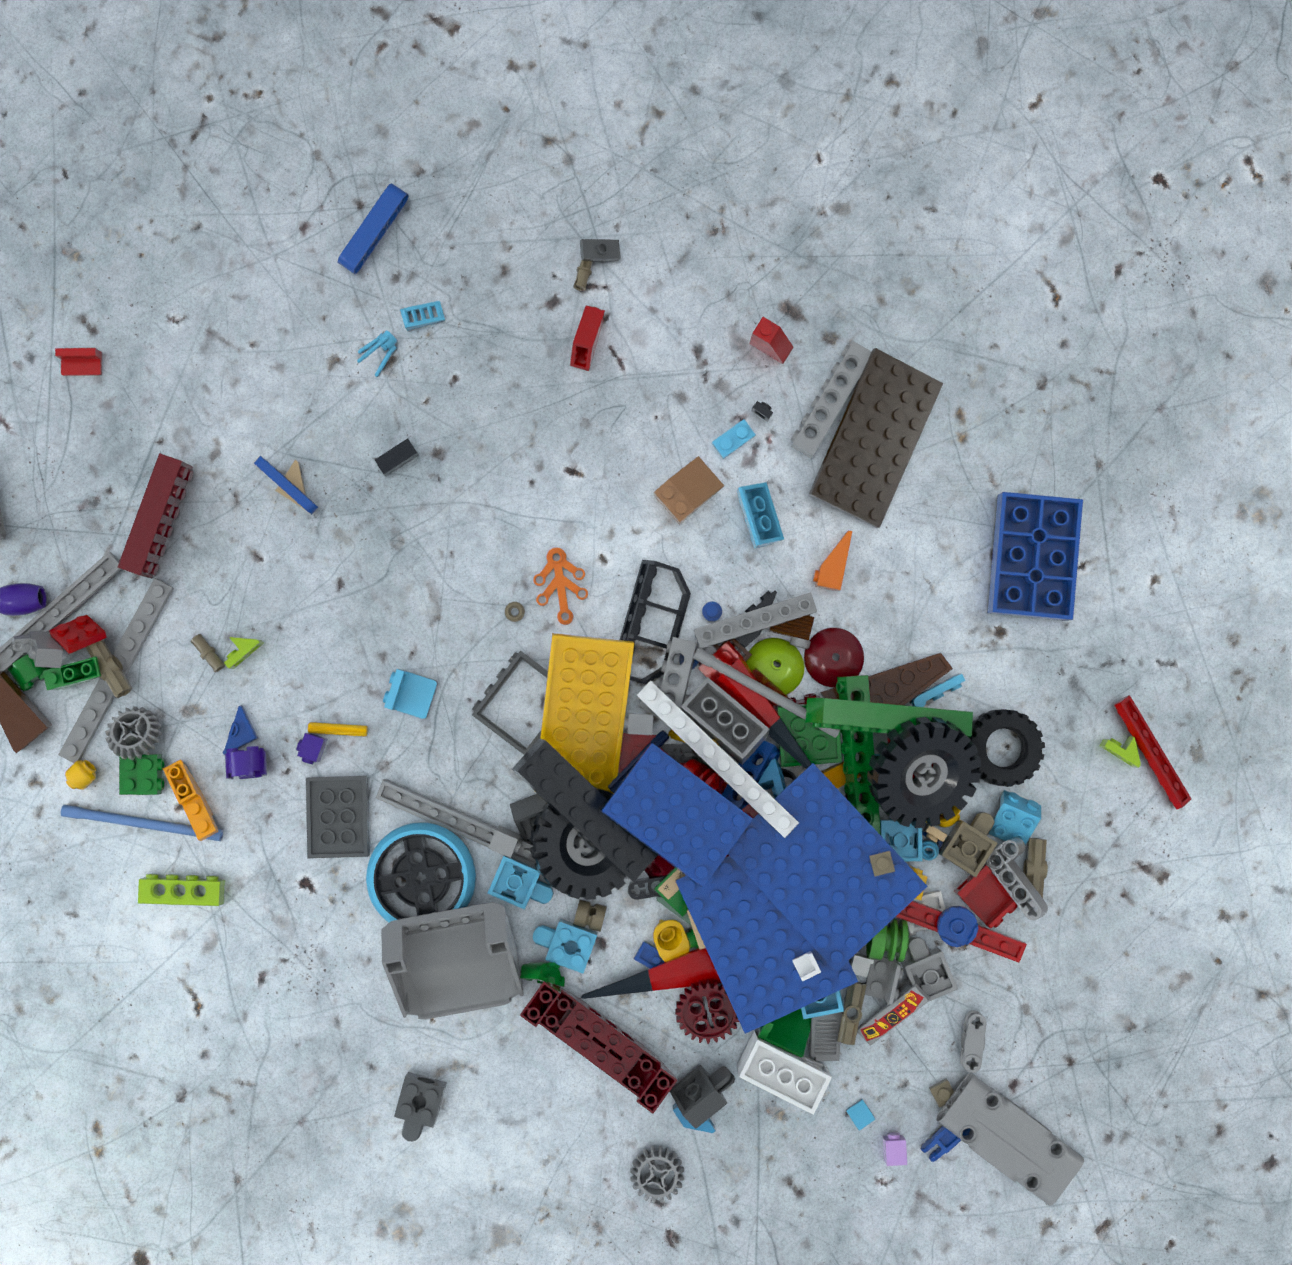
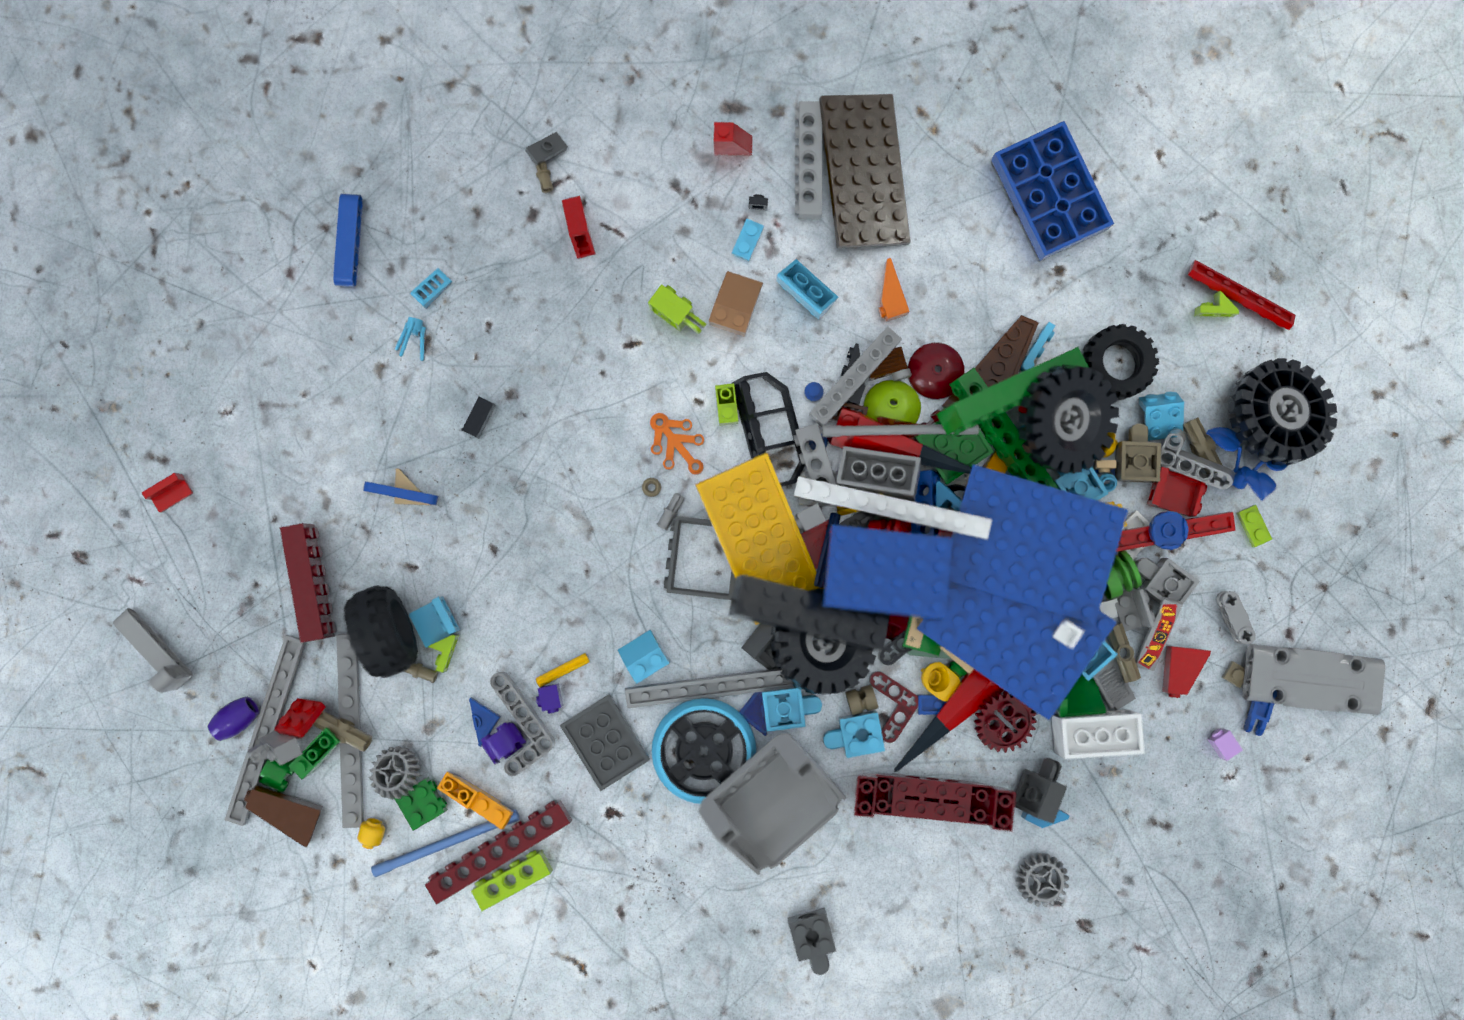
camera: 25 degrees left, 0 degrees up
(112, 862) = (440, 890): none -> dark red brick
(194, 599) = (380, 631): none -> black tyre
(248, 618) = (434, 621): none -> medium azure bracket
(275, 756) = (524, 723): none -> light grey beam
(410, 693) = (605, 605): medium azure bracket -> none
(417, 760) = (643, 656): none -> medium azure slope
(486, 869) = (754, 712): none -> clear blue tile
(505, 841) = (757, 680): light grey brick -> none
(519, 643) = (670, 511): none -> light grey axle
(542, 972) = (850, 770): green cylinder -> none
(622, 942) = (900, 707): none -> dark red beam
(625, 577) = (726, 404): none -> lime slope
(628, 463) = (674, 309): none -> lime brick
(860, 1114) = (1179, 732): medium azure slope -> none
(881, 863) = (1079, 513): dark tan plate -> none
(896, 1059) = (1182, 669): none -> red slope
(1039, 968) = (1254, 526): none -> lime plate
(1063, 933) = (1259, 482): none -> blue plant
(1110, 859) = (1265, 395): none -> black wheel

